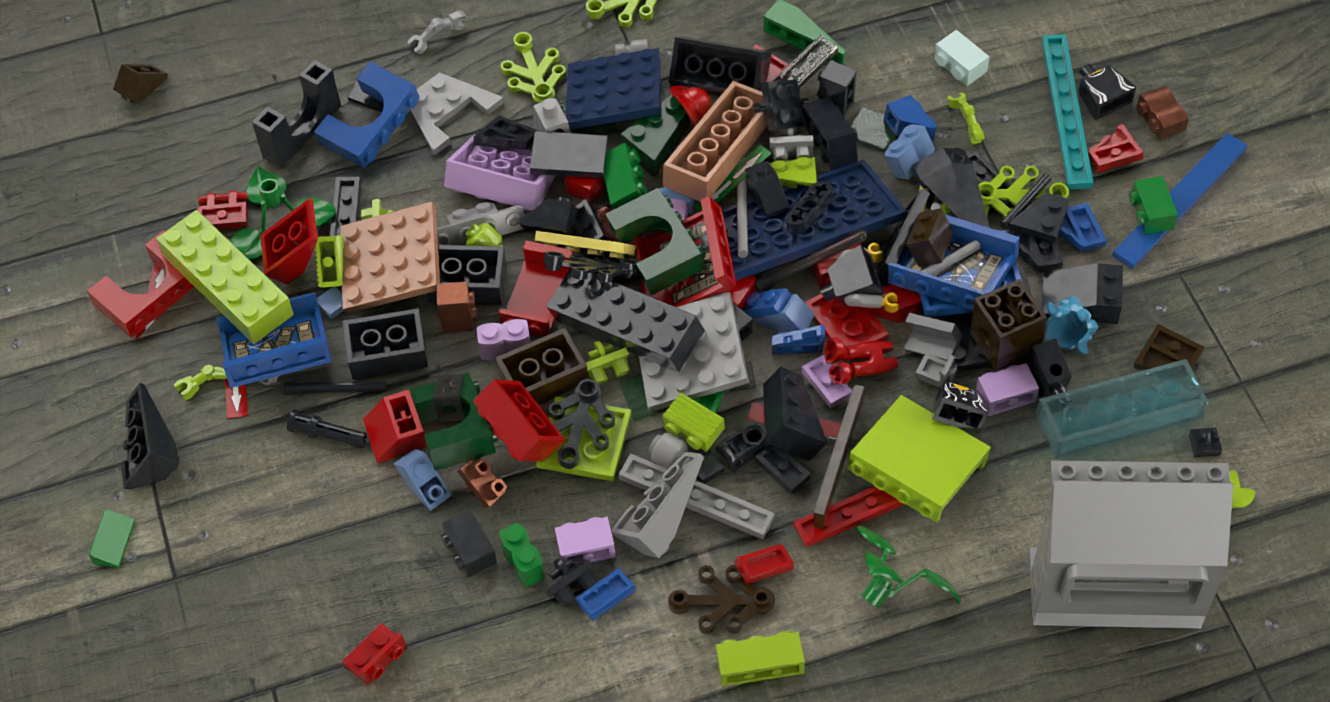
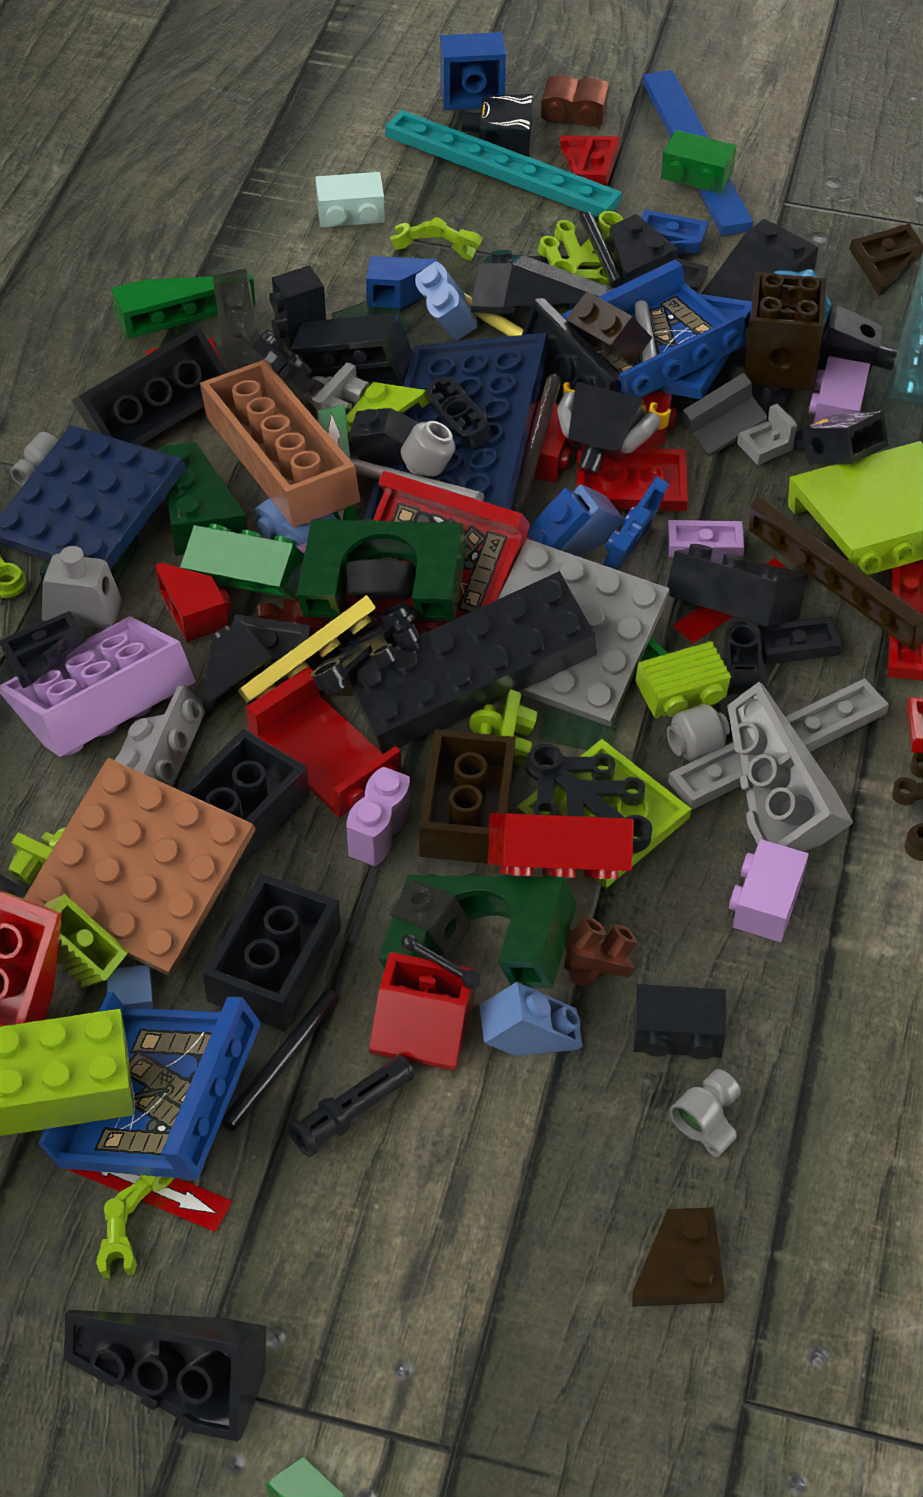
camera: 60 degrees left, 5 degrees down
(331, 619) = (682, 1262): none -> dark brown wing
(375, 653) = (782, 1230): red bracket -> none
(414, 431) = (470, 977): none -> black hinge
(419, 582) = (701, 1114): none -> light grey piece
(456, 307) = (286, 836): copper brick -> none
(483, 236) = (193, 751): lime head -> none
(522, 554) = (745, 968): green brick -> none
(561, 588) = (814, 933): black hips -> none
(568, 154) = (154, 590): tile -> none
(605, 594) = (863, 910): blue plate -> none
(646, 240) = (380, 579): none -> black tyre
(694, 101) = (197, 429): red hat -> none
(761, 209) = (428, 448): none -> light grey head
(870, 351) = (701, 475): red piece -> none
(1128, 45) = (471, 69): none -> blue brick

